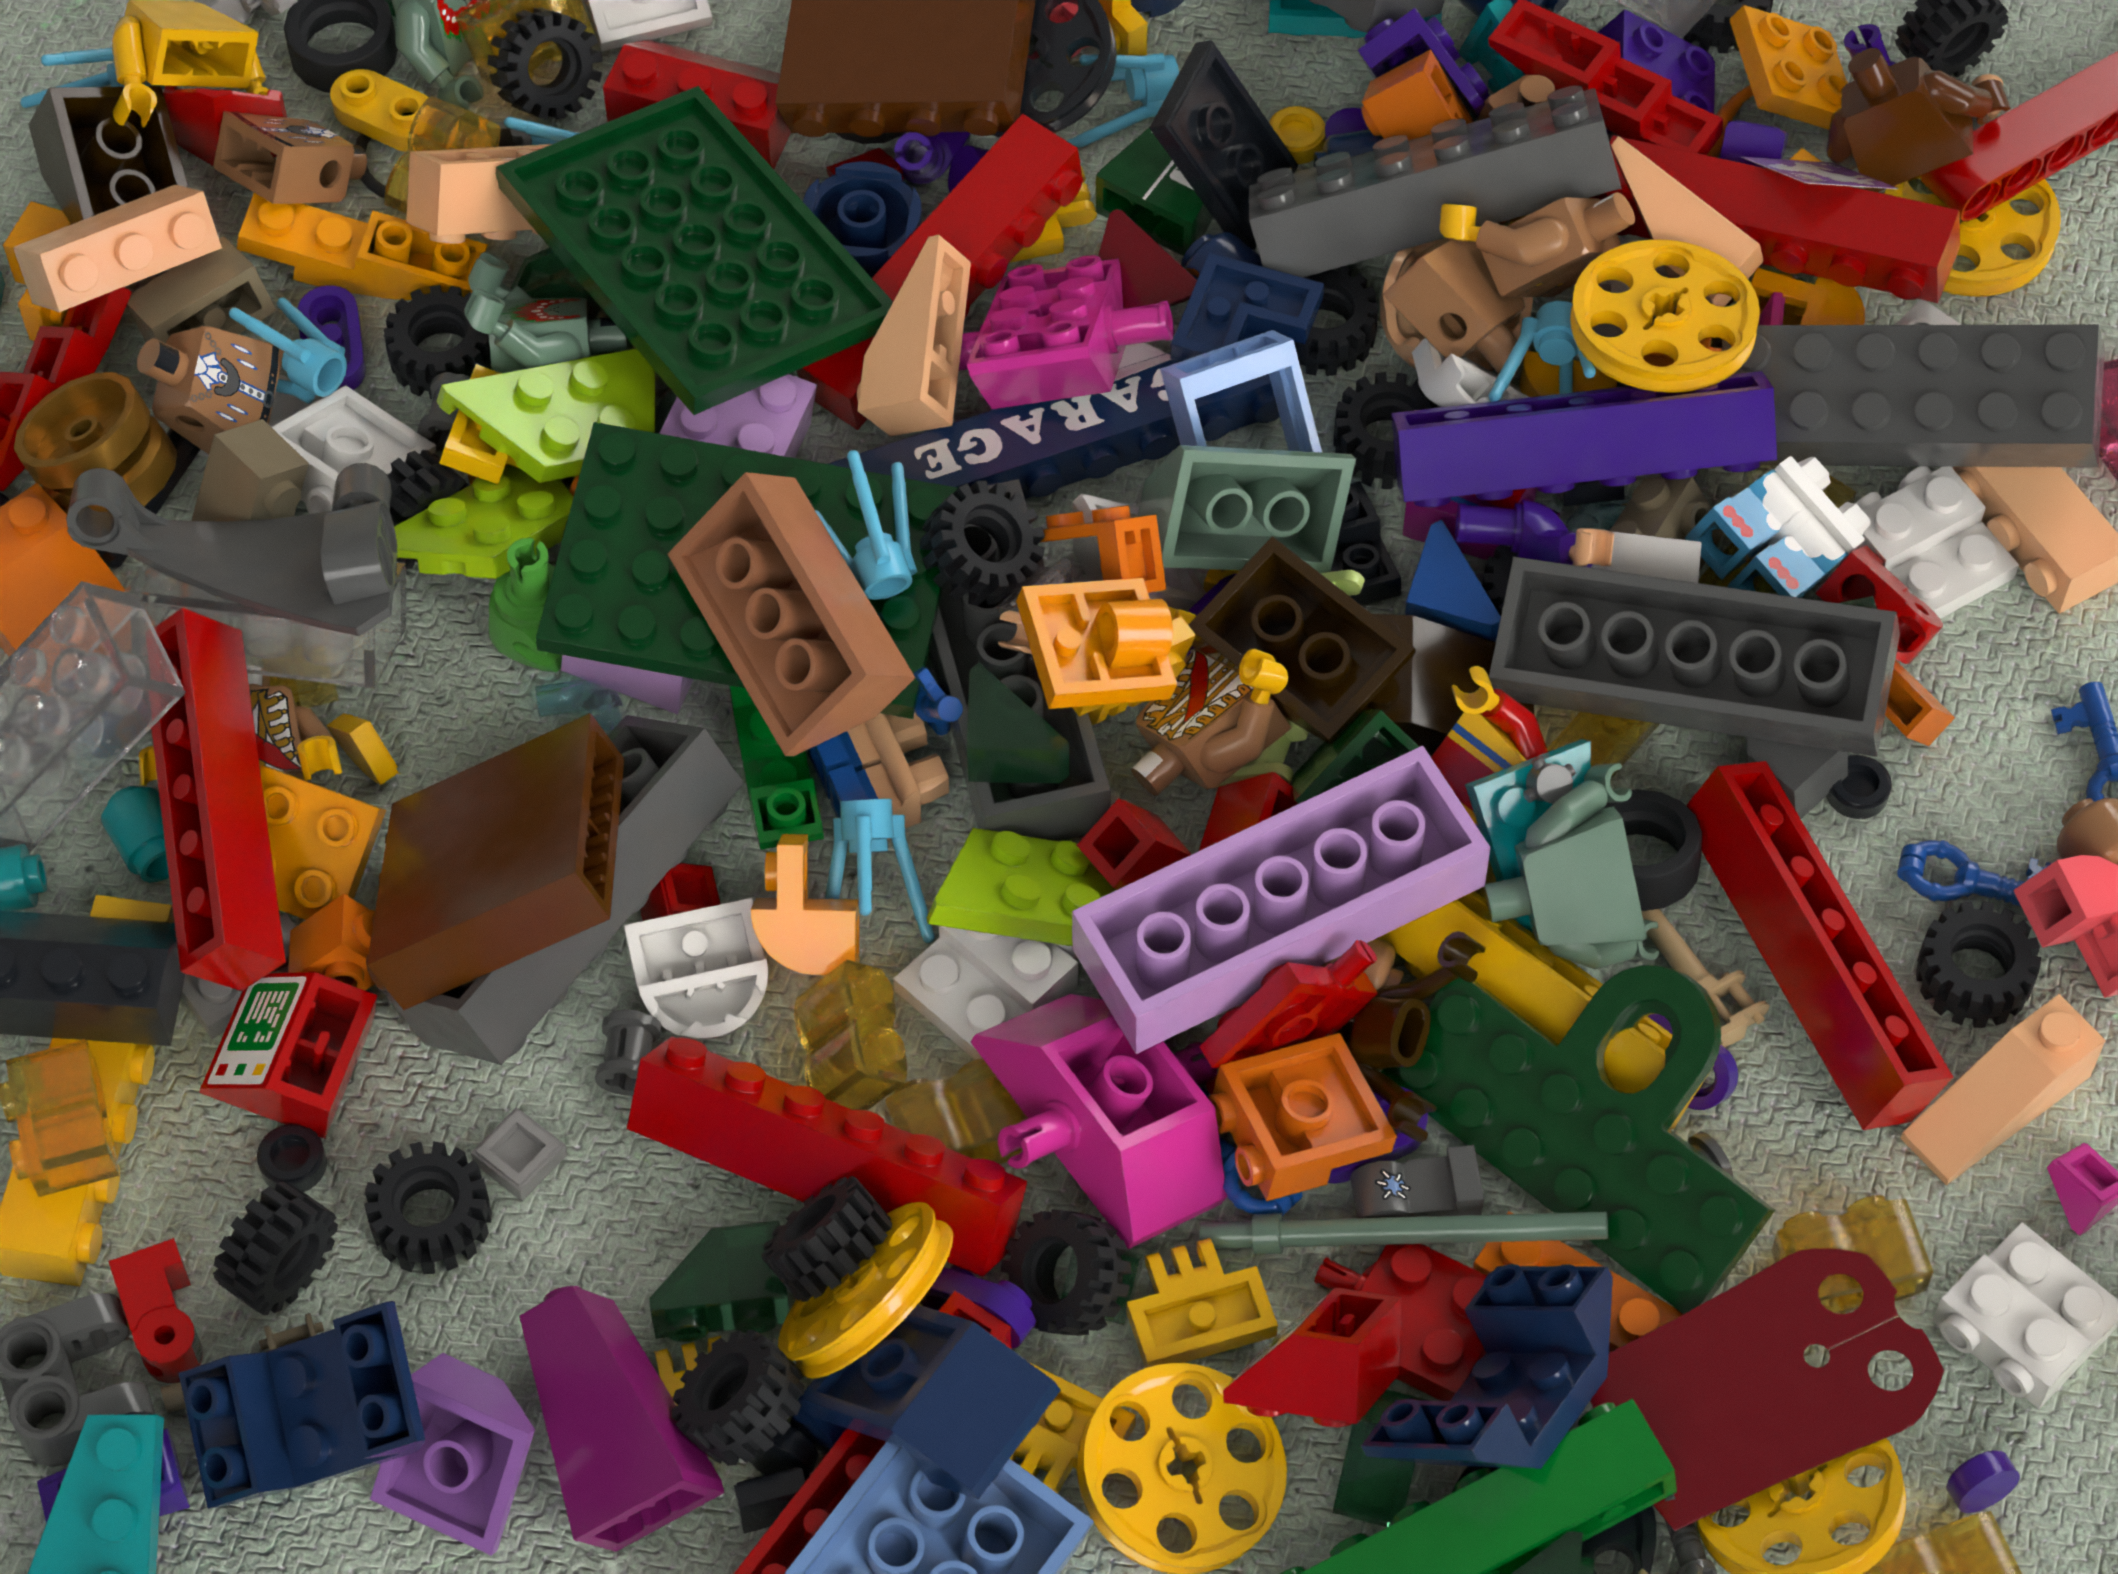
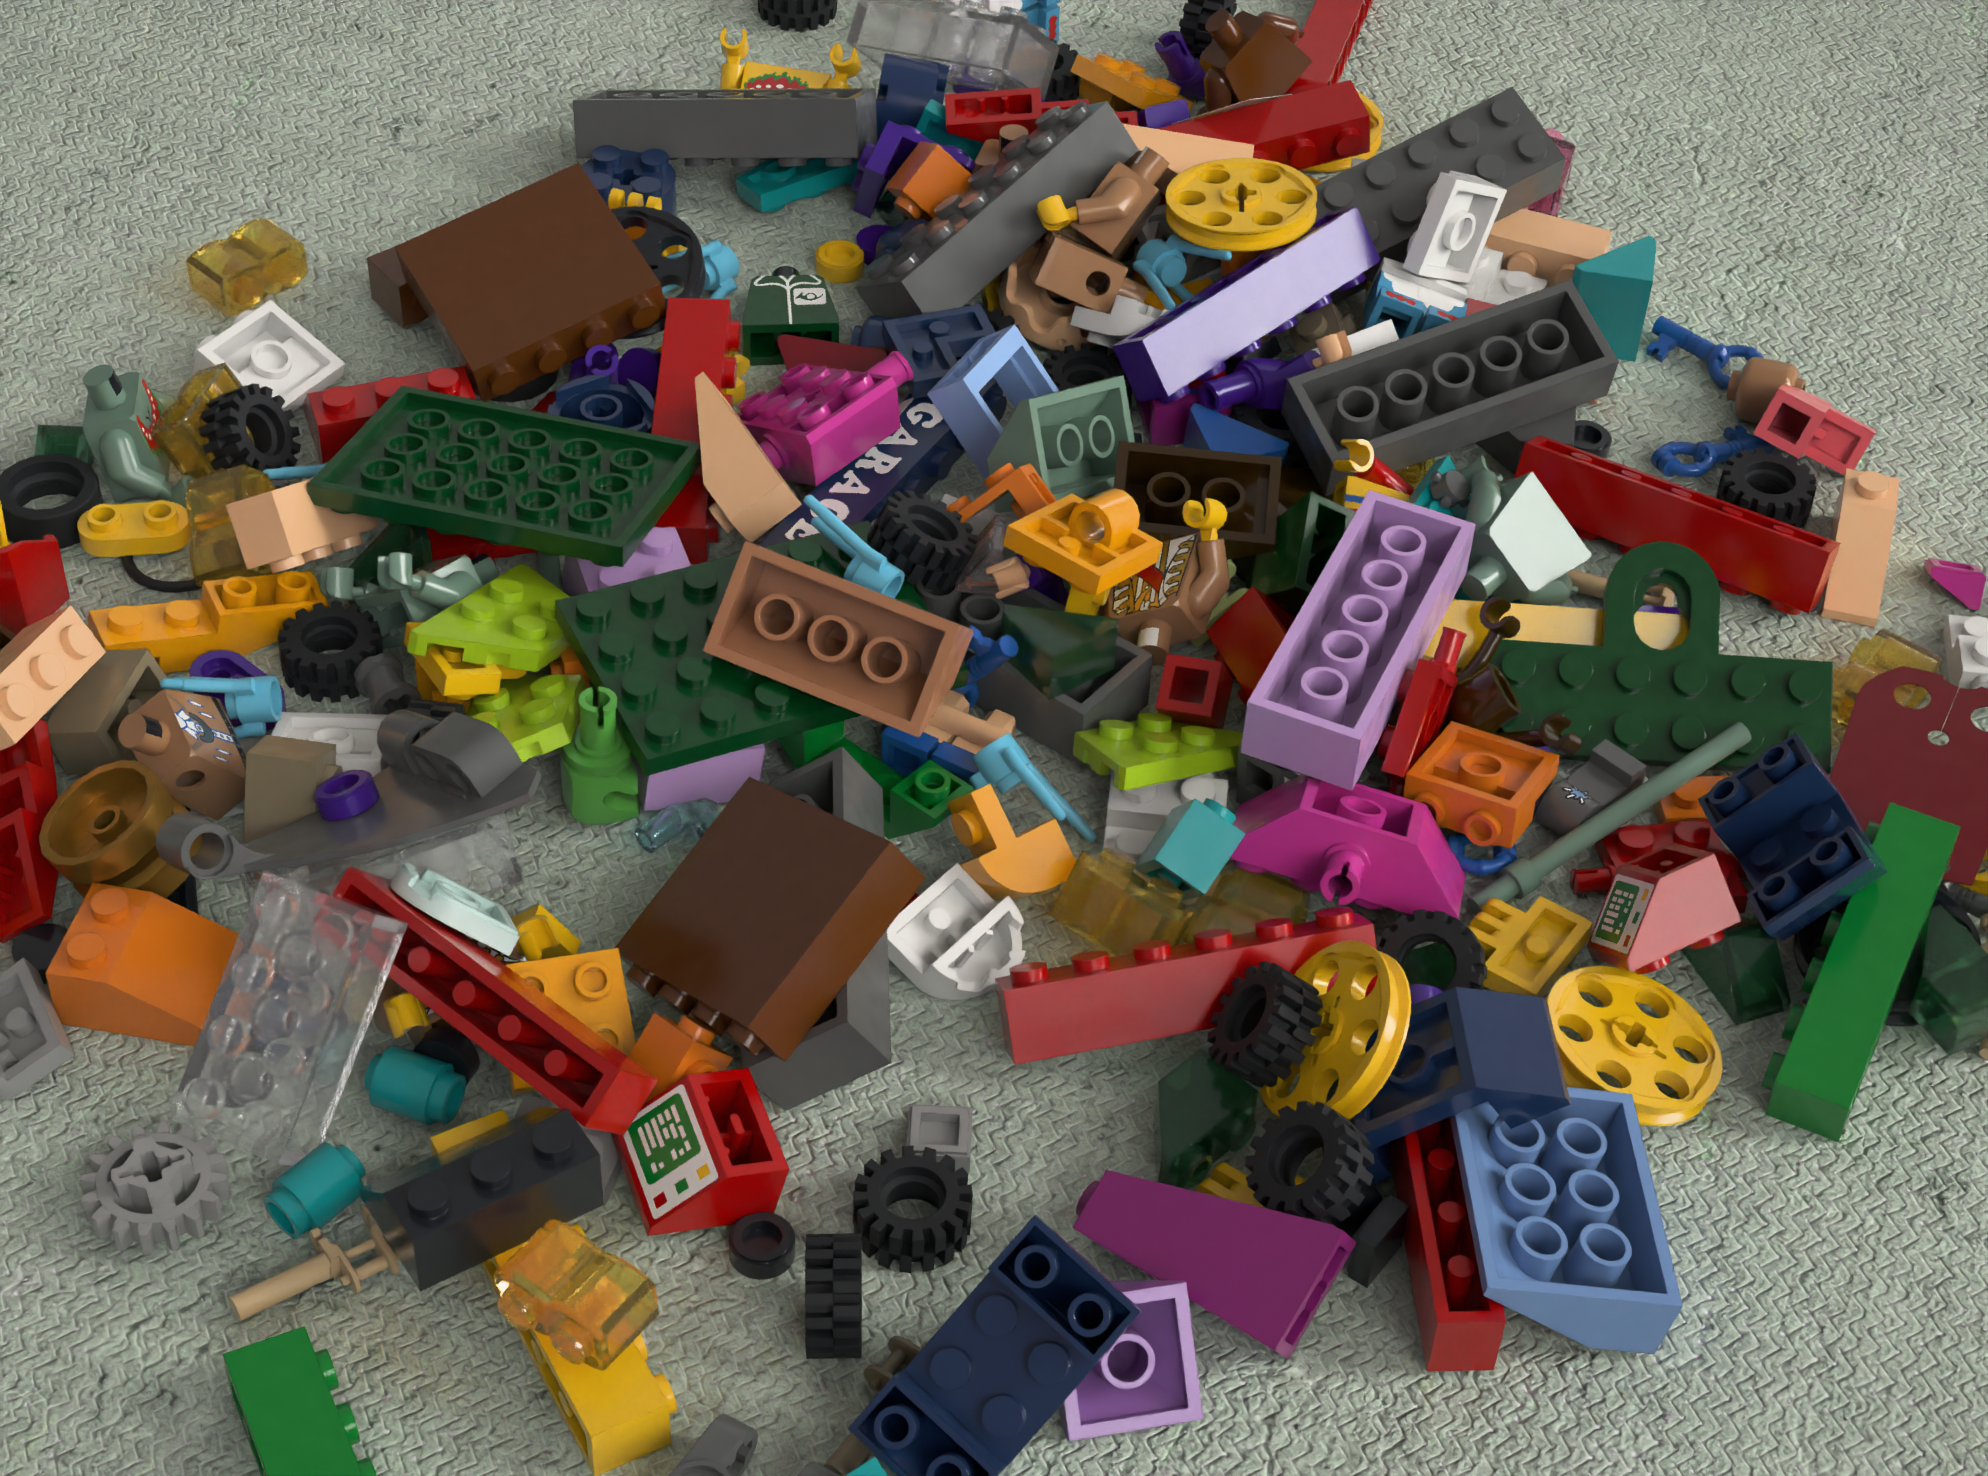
camera: 40 degrees left, 15 degrees down
(158, 1327) = (790, 1421): red leg -> none
(269, 690) = (457, 907): none -> light aqua tile
(270, 523) = (346, 795): none -> dark purple tile
(309, 162) = (105, 578): medium nougat torso -> none
(629, 1039) = (959, 1019): dark grey bush -> none
(938, 1019) = (1191, 846): none -> teal brick
(1218, 138) = (817, 257): black tile -> none
(1883, 463) = (1454, 227): none -> white plate
(2035, 638) = (1618, 293): none -> teal slope

